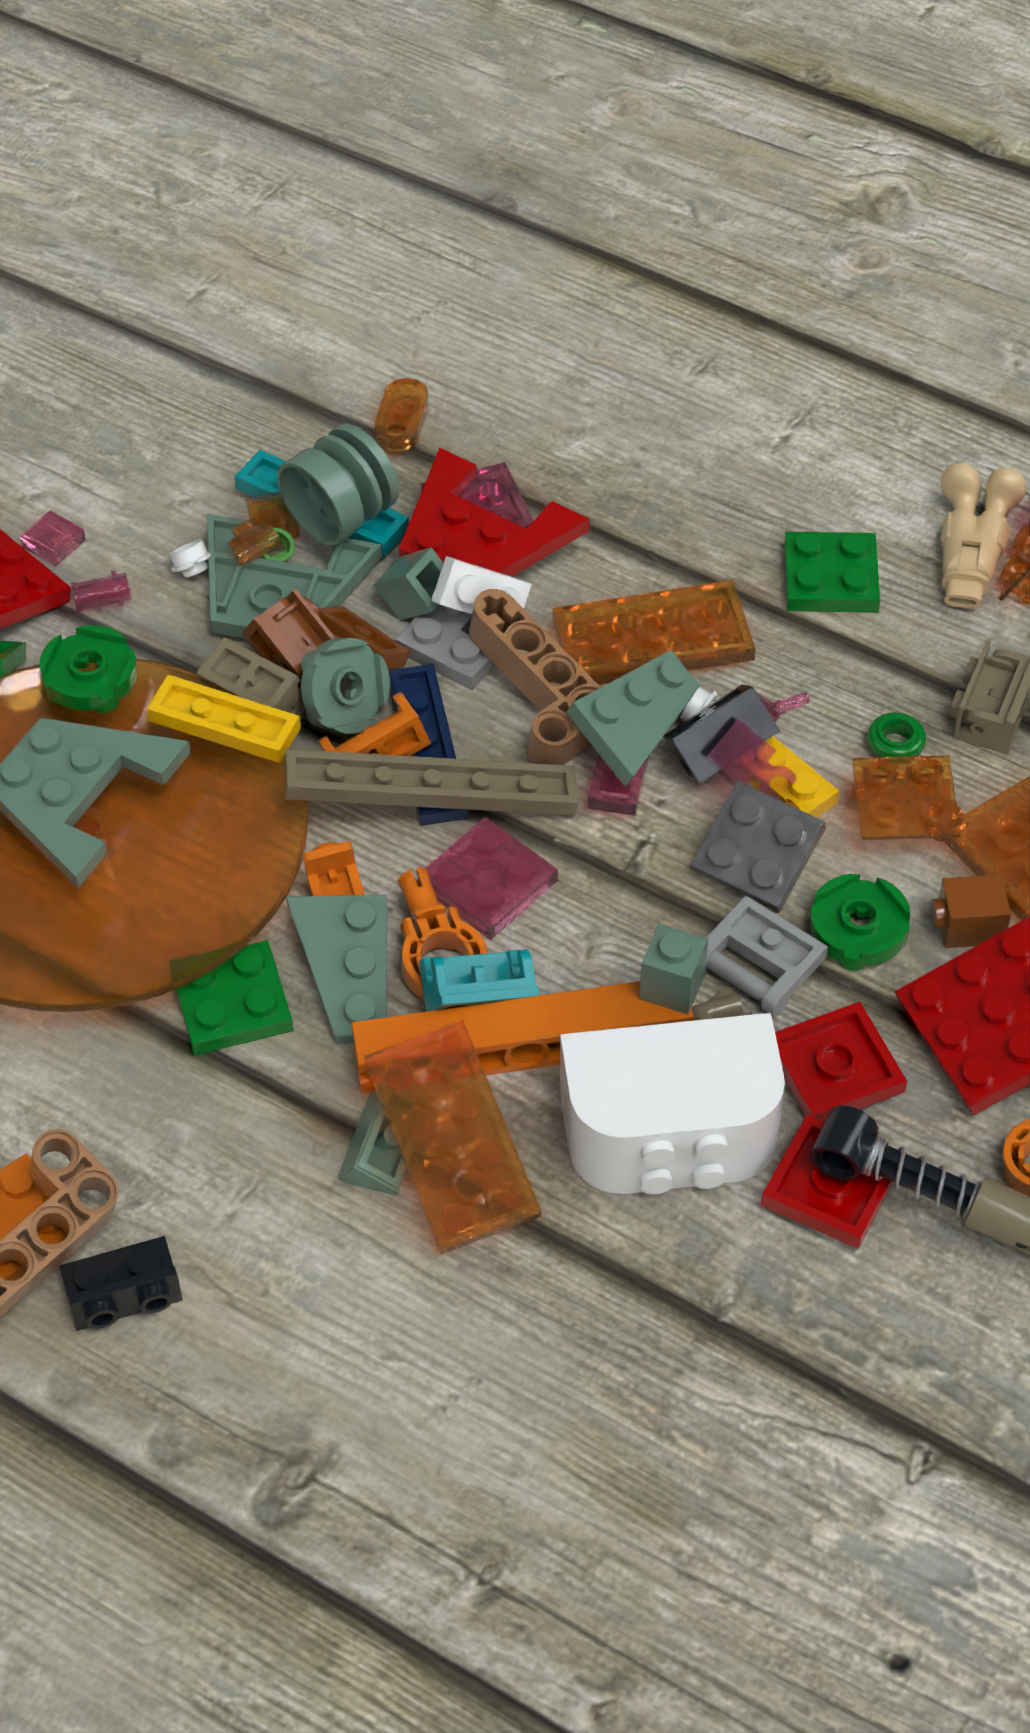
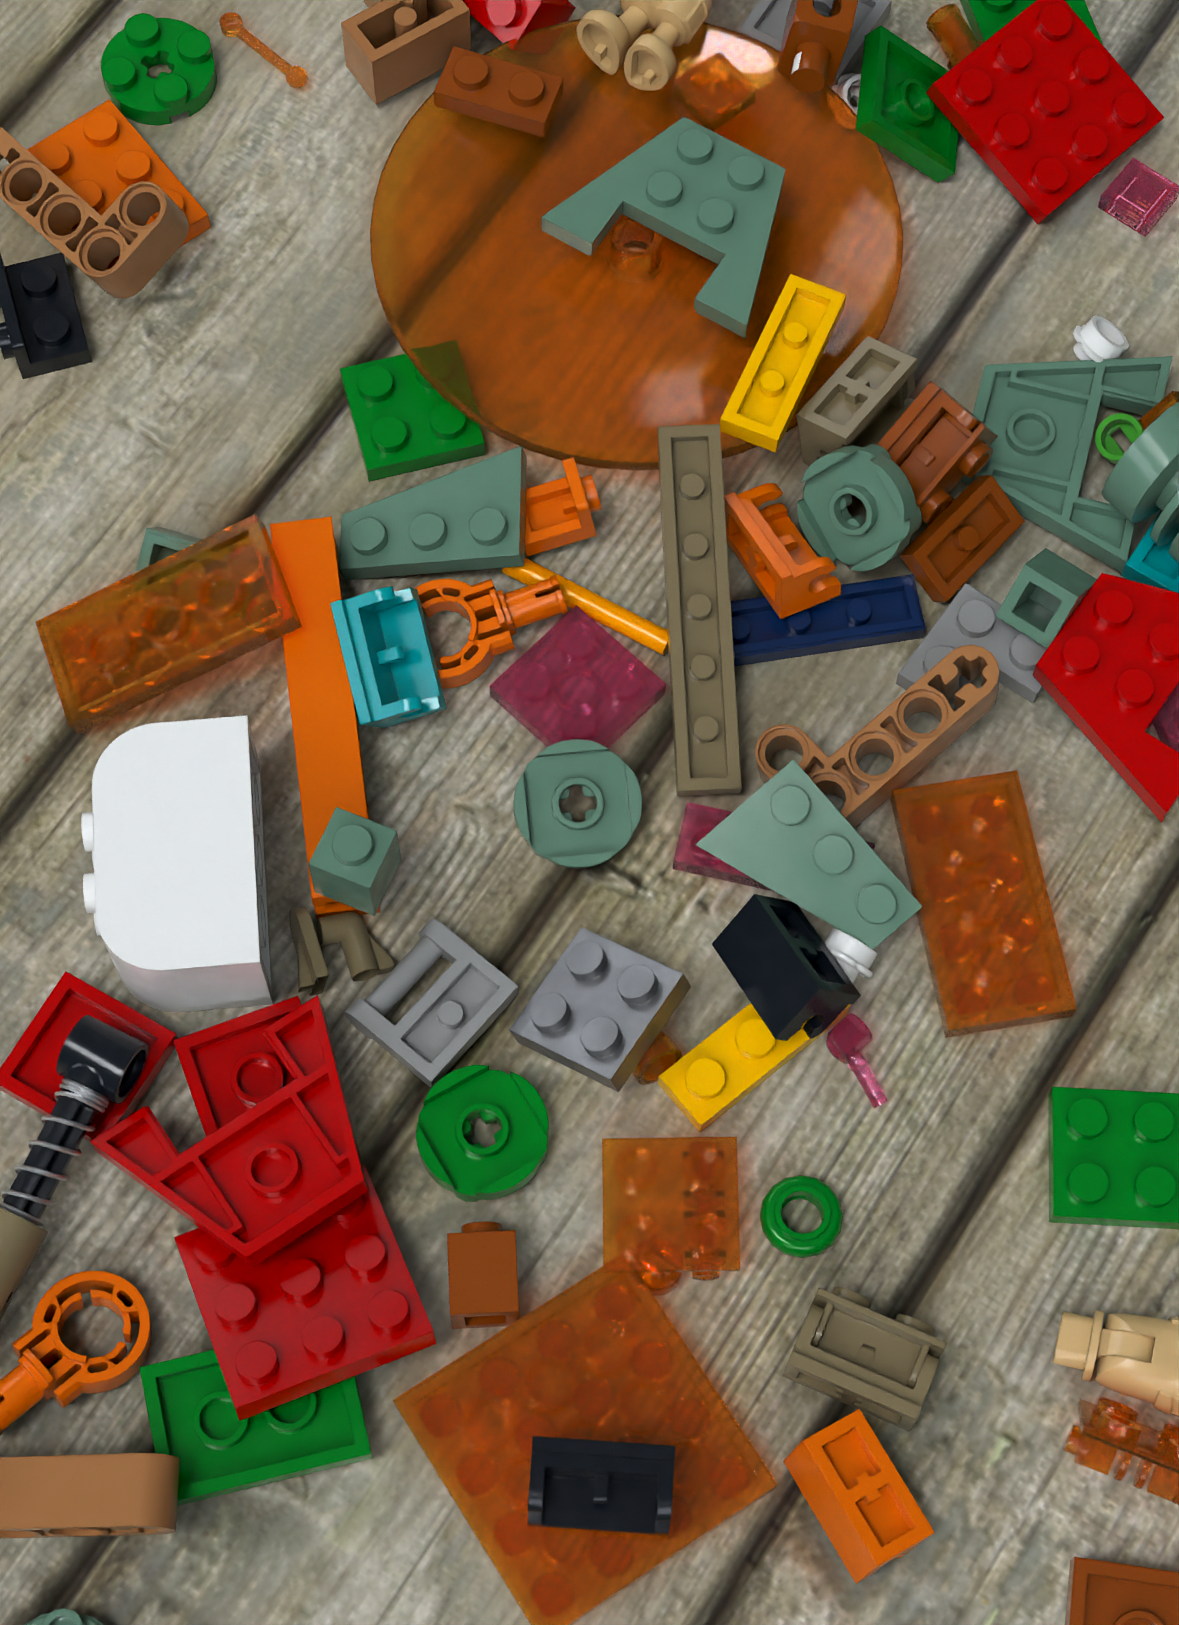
camera: 90 degrees right, 15 degrees up
(94, 689) = (860, 245): green plate -> none
(102, 591) = (1045, 262): clear pink pin -> none
(252, 540) = (1111, 401): clear orange plate -> none
(419, 859) = (596, 607): none -> light orange bar
(463, 582) = (1028, 672): white plate -> none
(584, 884) = (600, 776): none -> sand green plate
(746, 757) = (727, 992): clear pink plate -> none
(917, 1025) = (270, 1167): none -> red wing

